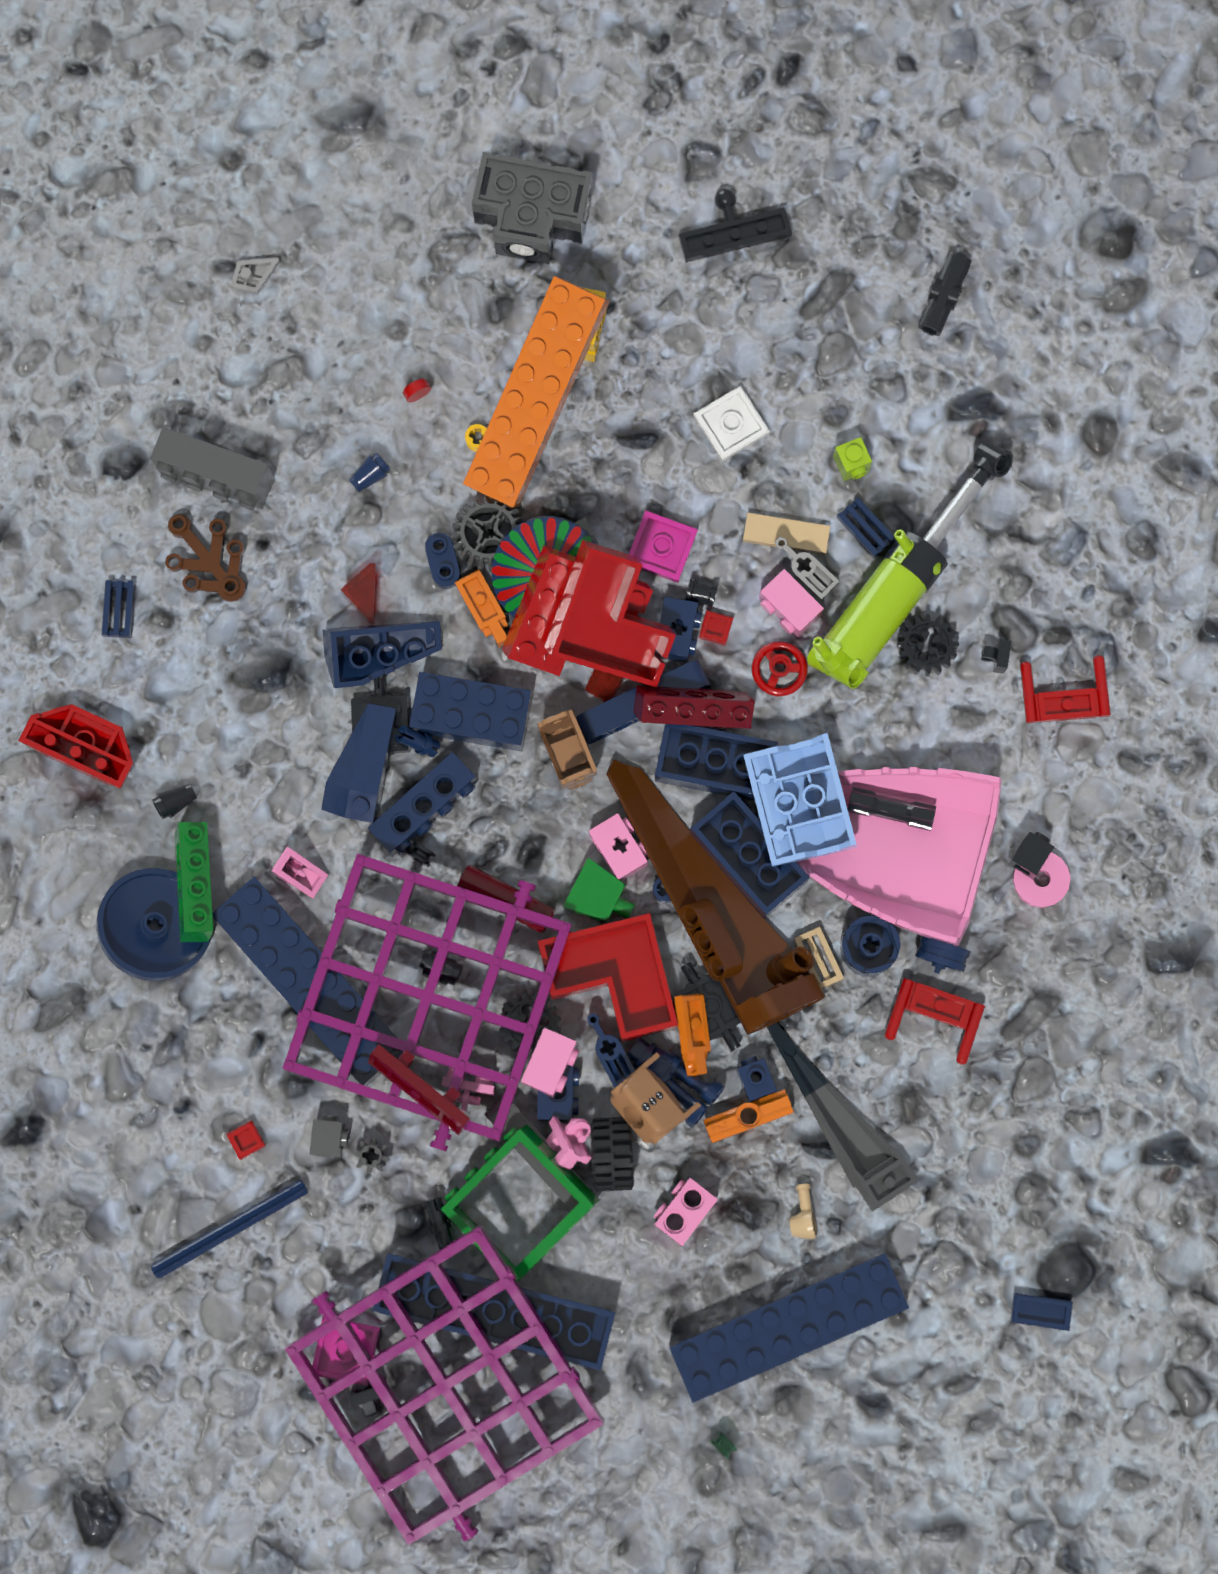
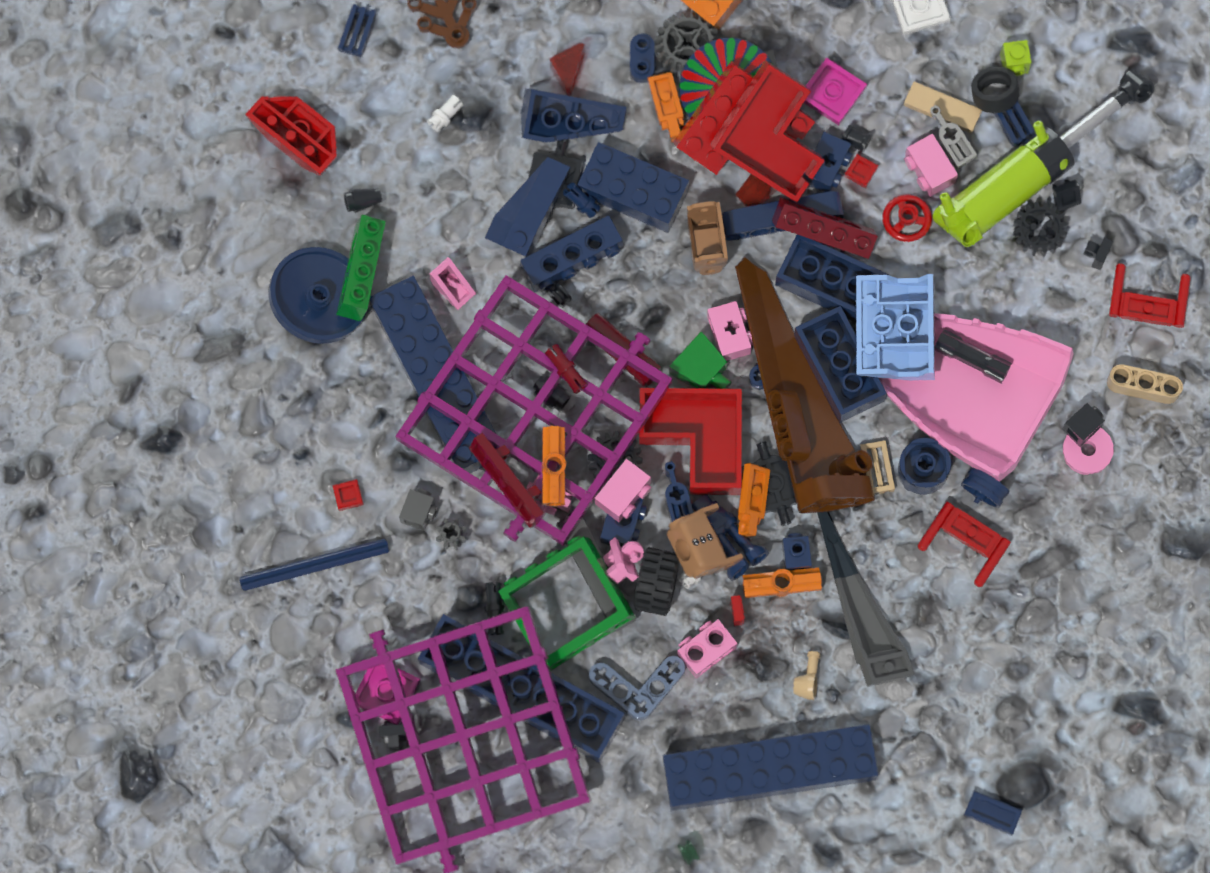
camera: 15 degrees right, 5 degrees down
(238, 683) = (442, 116): none -> white pin
(452, 944) = (566, 369): none -> dark red pin
(470, 1079) = (553, 482): none -> orange piece
(629, 1280) = (644, 694): none -> sand blue beam
(707, 1160) = (737, 610): none -> red tile
(834, 484) = (997, 103): none -> black tyre
(946, 599) = (1066, 195): none -> black tile
(1098, 788) = (1157, 381): none -> tan beam

